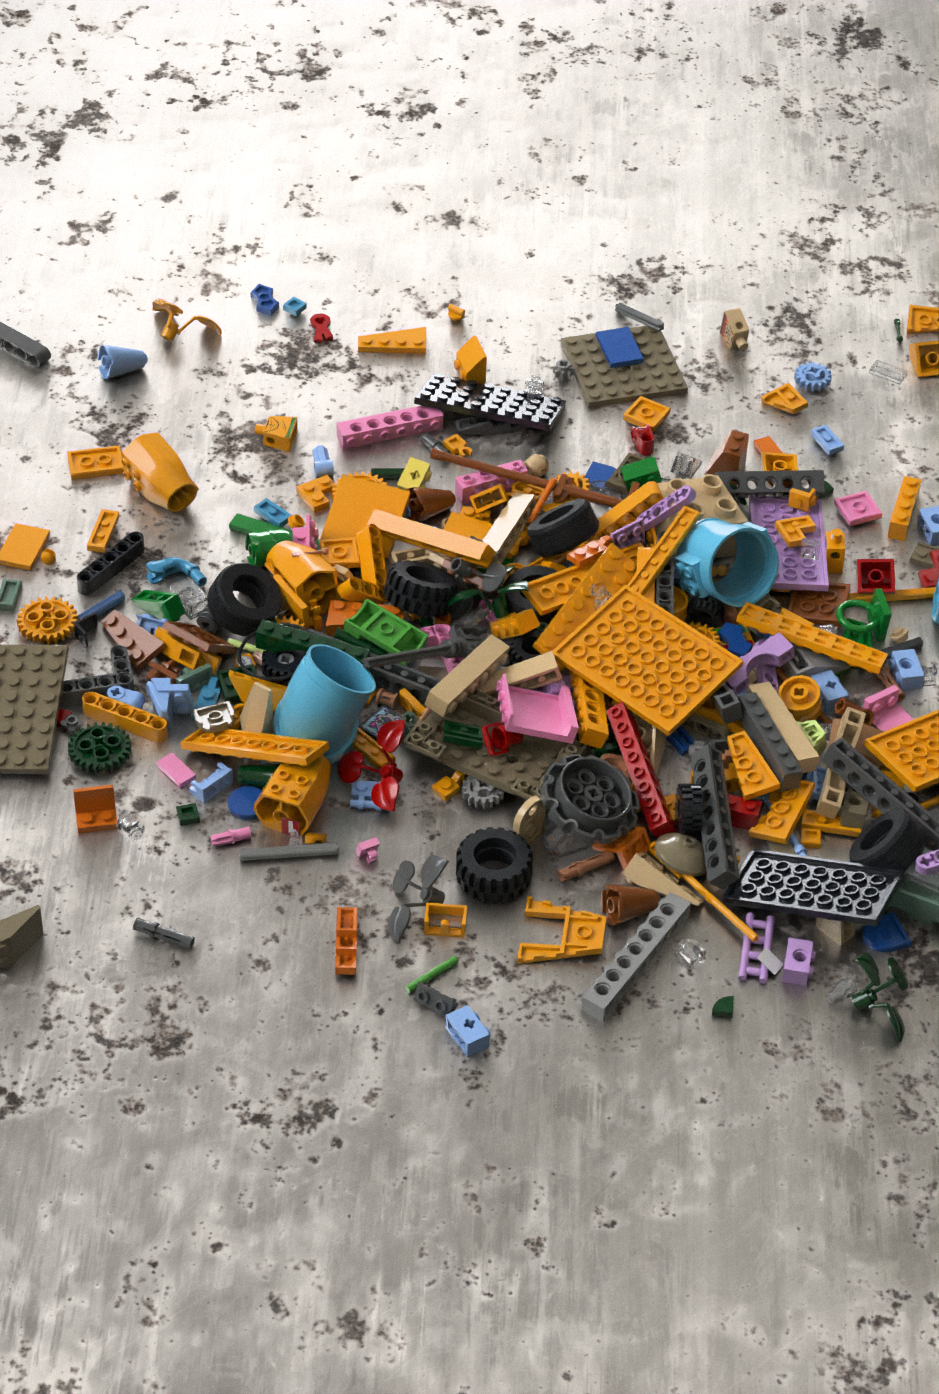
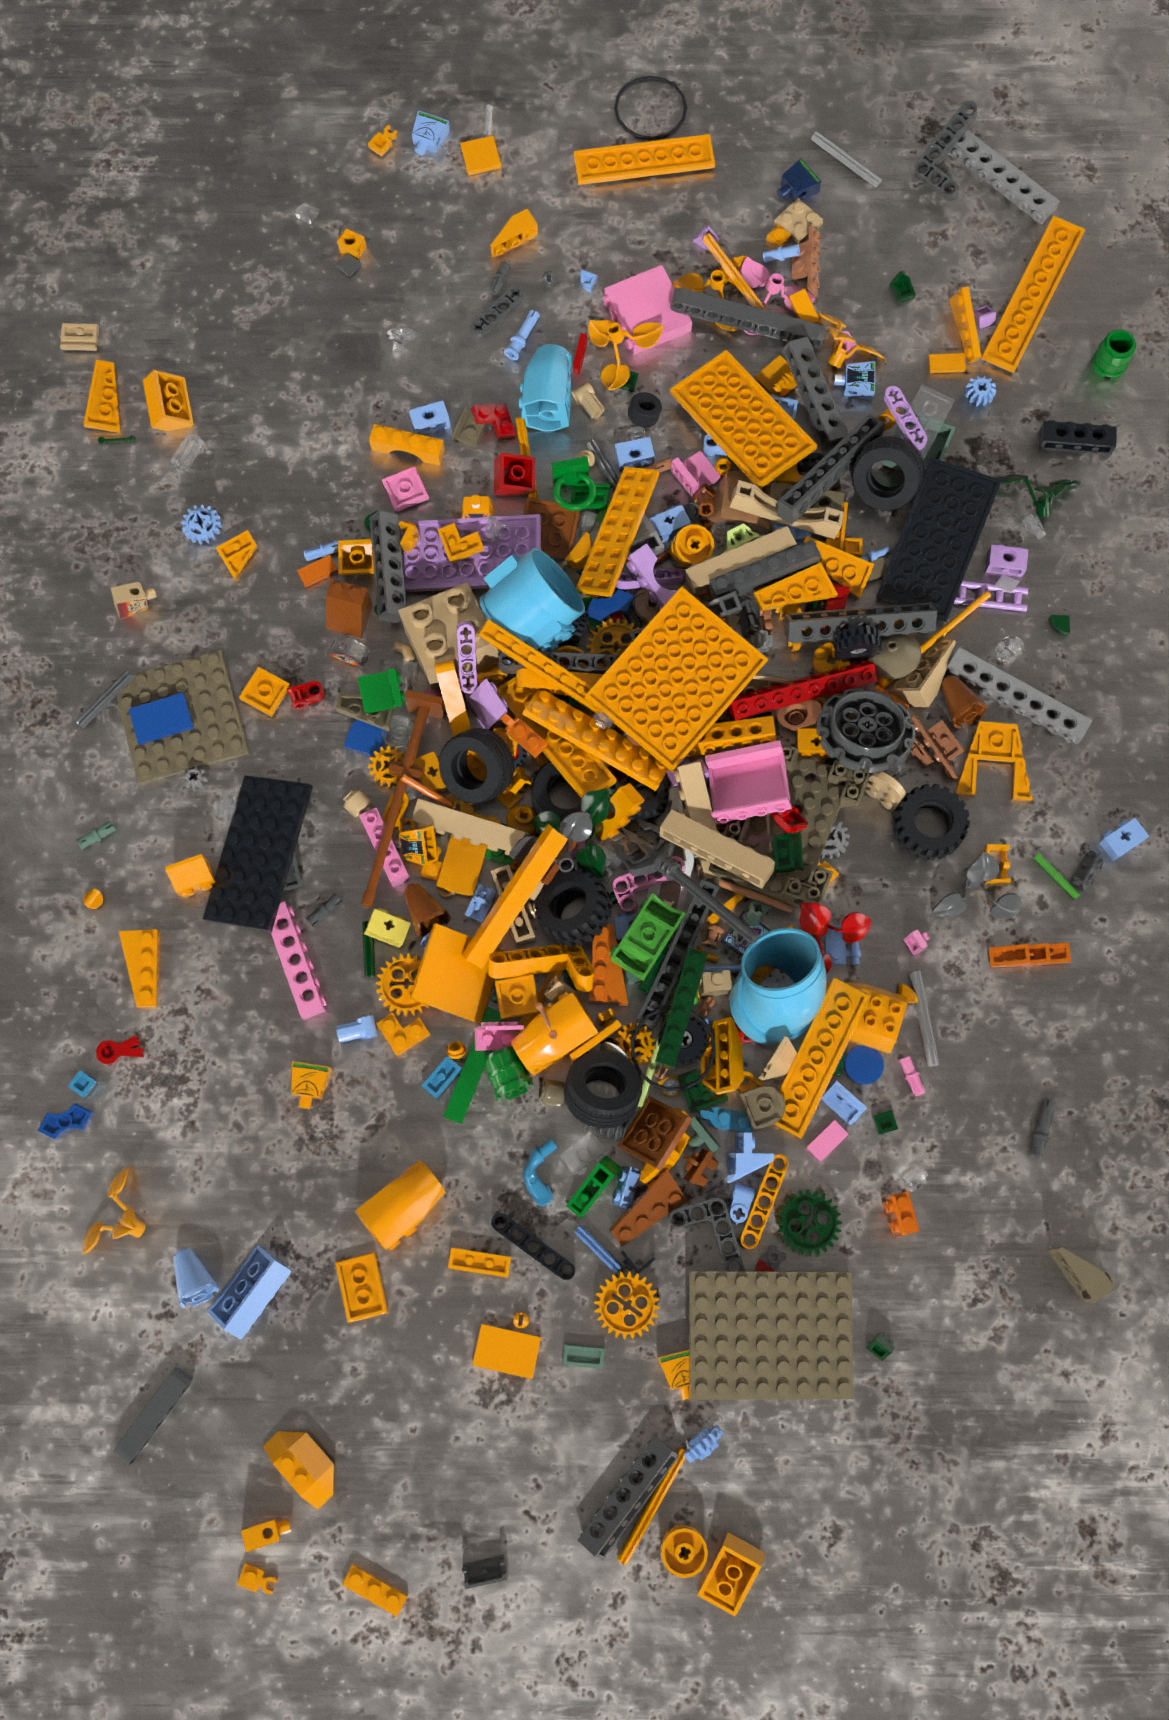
camera: 90 degrees left, 30 degrees up
(103, 395) = (249, 1292): none -> light blue slope
(456, 444) = (323, 888): light orange plate -> none
(514, 314) = (96, 835): none -> sand green pin
(581, 885) = (943, 743): none -> nougat bracket
(788, 448) = (321, 551): none -> light blue axle
(827, 440) = (301, 514): light blue plate -> none

